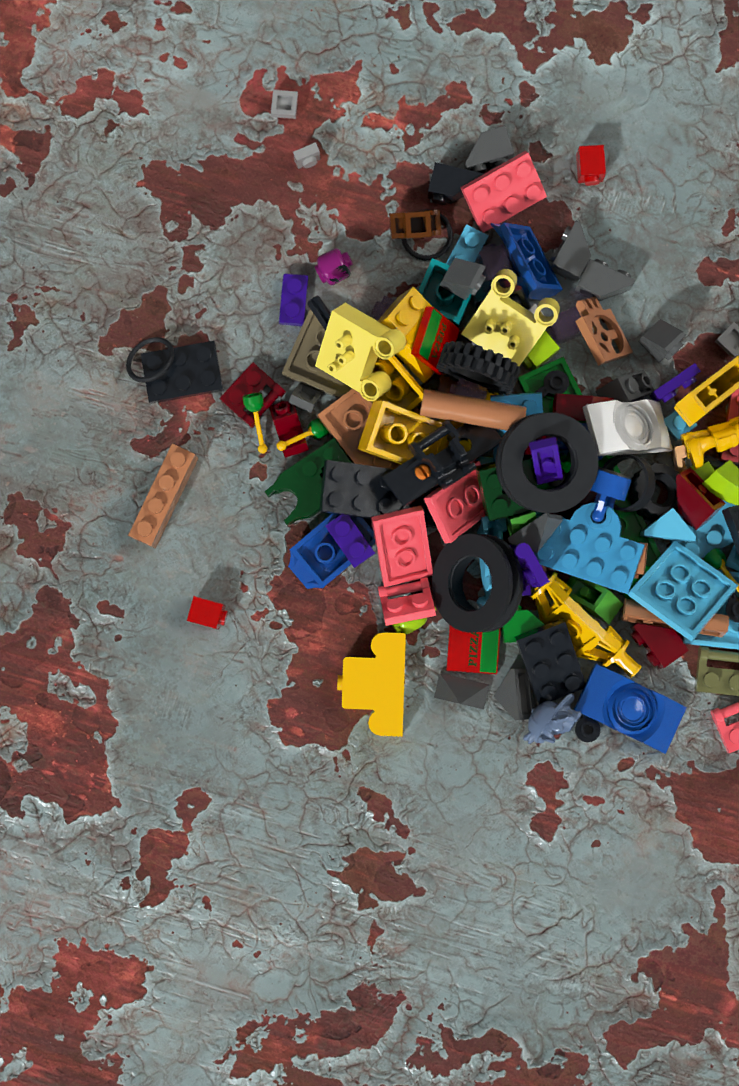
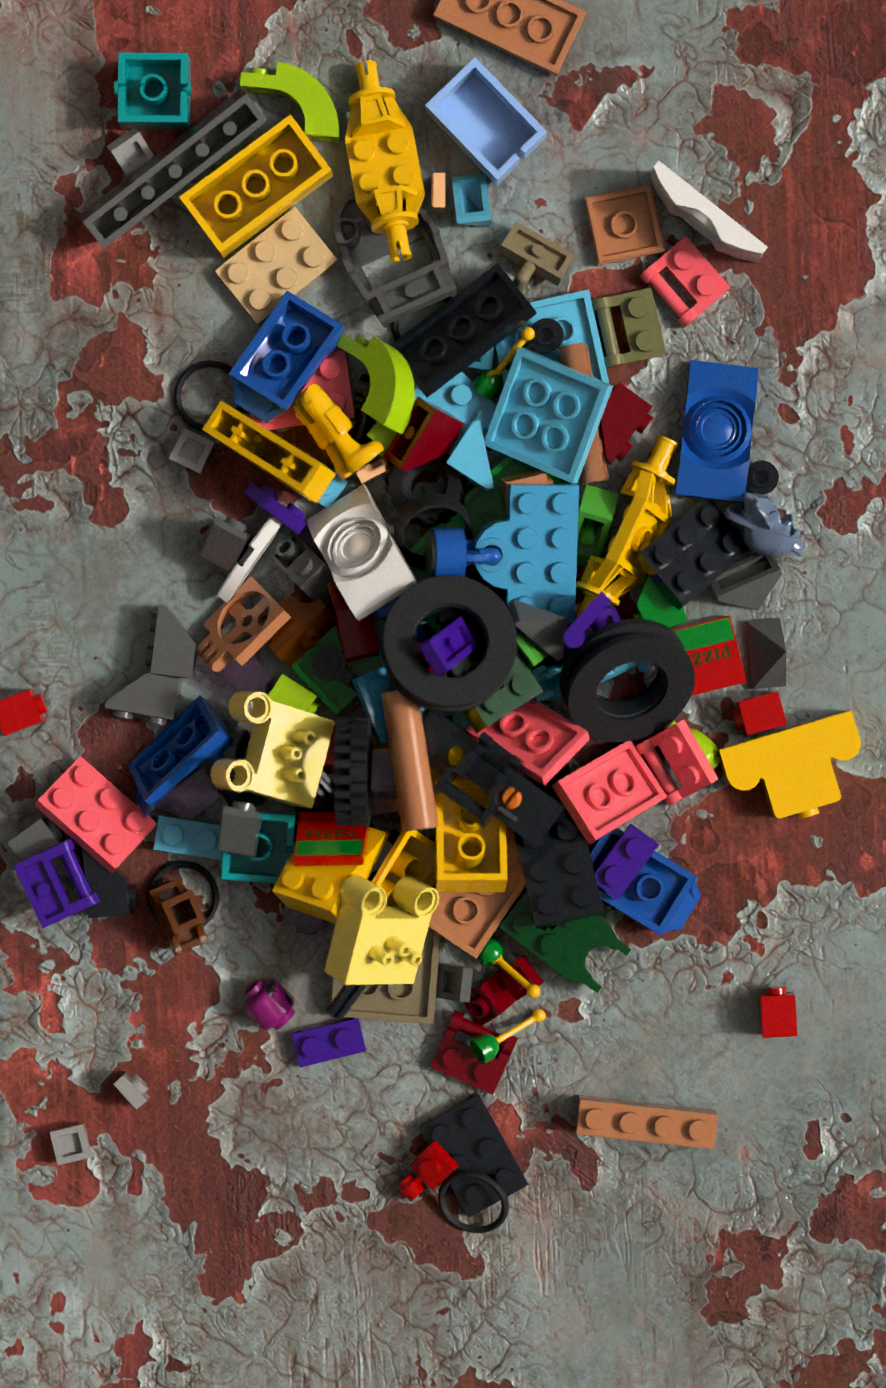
camera: 110 degrees left, 5 degrees up
(182, 339) = (431, 1167): none -> red plate
(421, 671) = (759, 713): none -> red brick
(466, 138) = (45, 886): none -> dark purple plate
(585, 370) = (303, 630): none -> reddish brown brick
(653, 362) = (249, 559): none -> white tile

